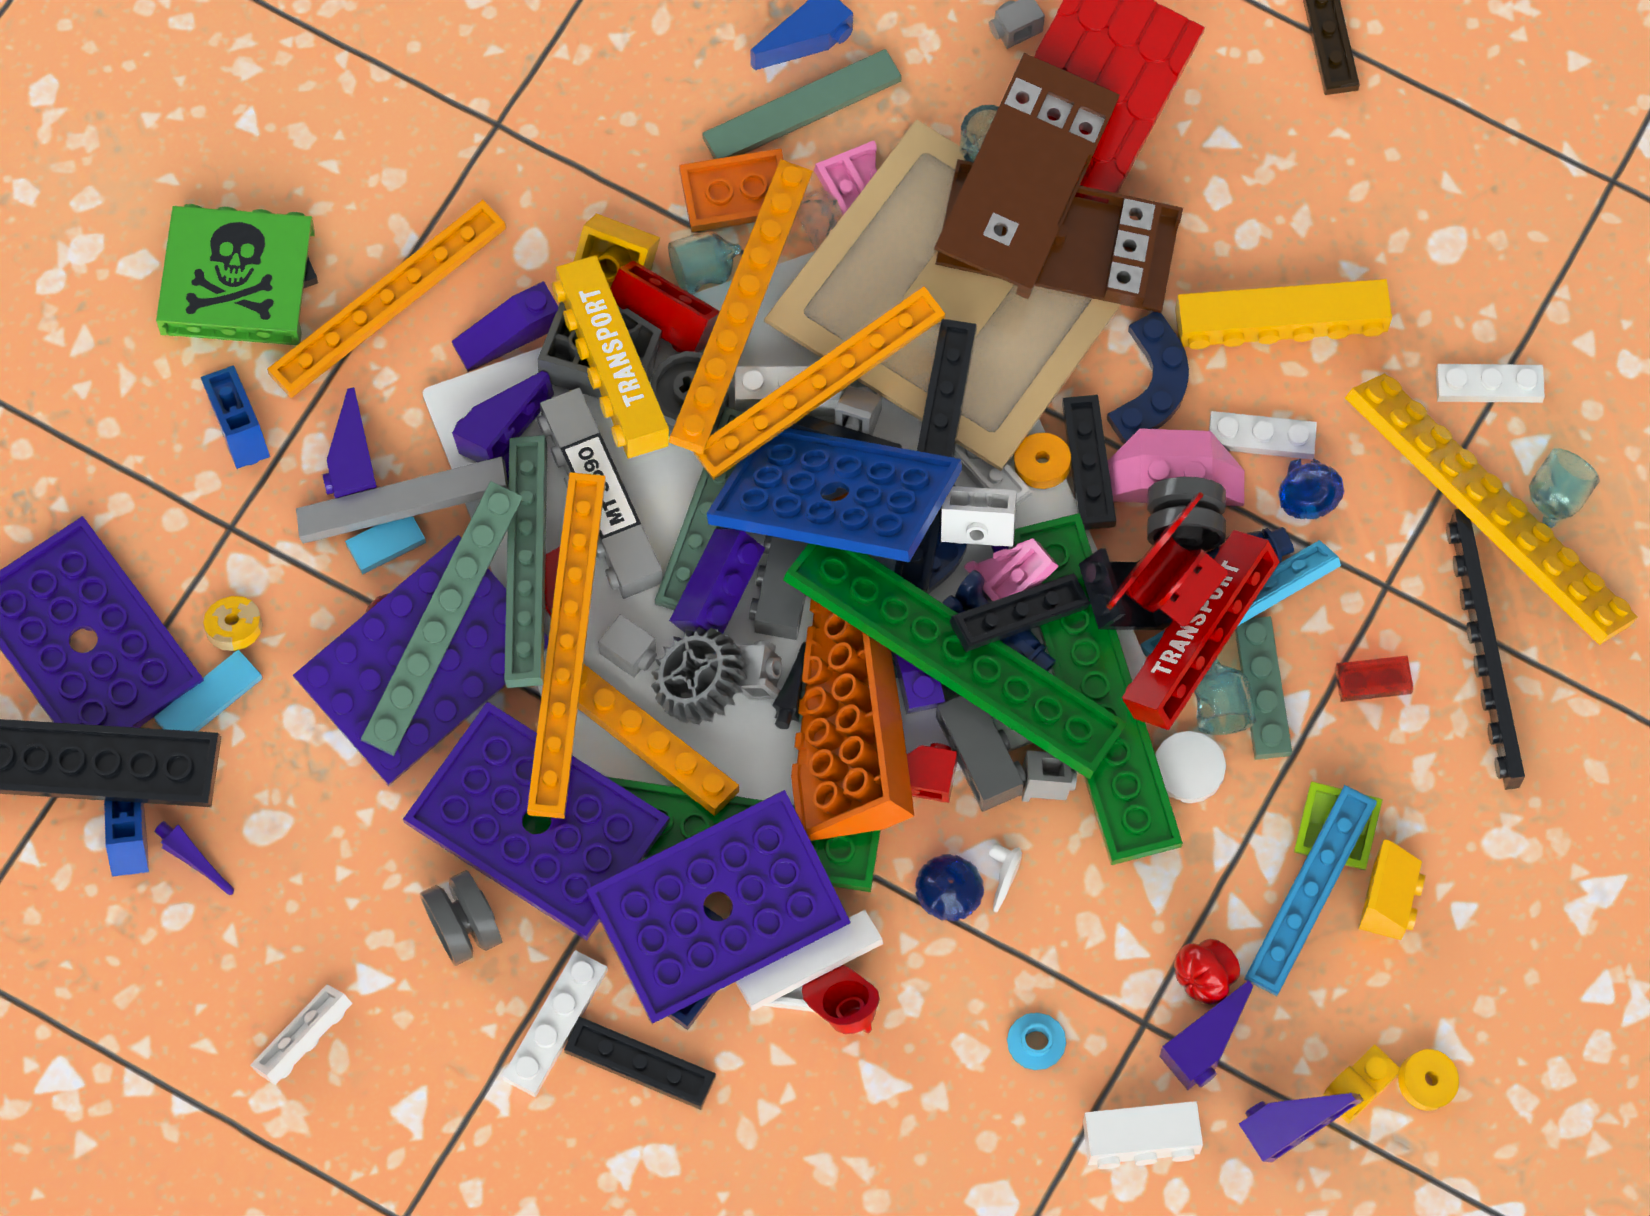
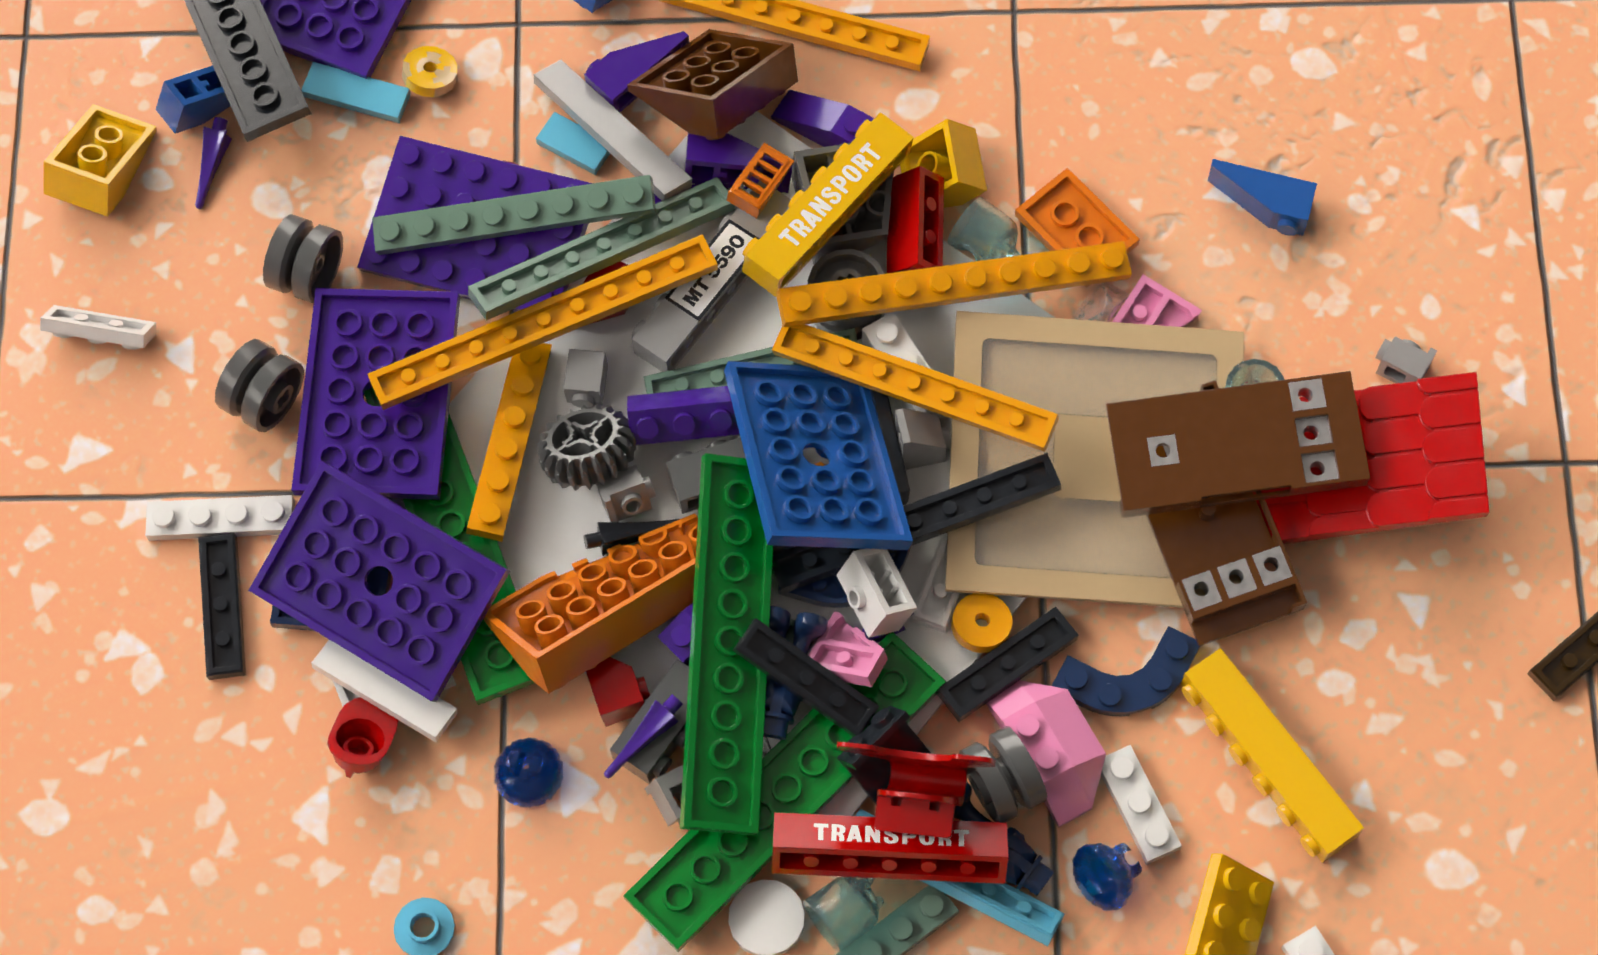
camera: 65 degrees right, 0 degrees up
(129, 952) = (97, 160): none -> yellow slope
(364, 816) = (302, 257): none -> dark grey wheel
(418, 386) = (717, 81): none -> reddish brown slope
(547, 425) = (748, 202): none -> orange slope
(803, 106) = (1197, 236): sand green tile -> none
(985, 746) = (657, 721): none -> dark purple piece
(1011, 863) = (574, 813): white bar -> none

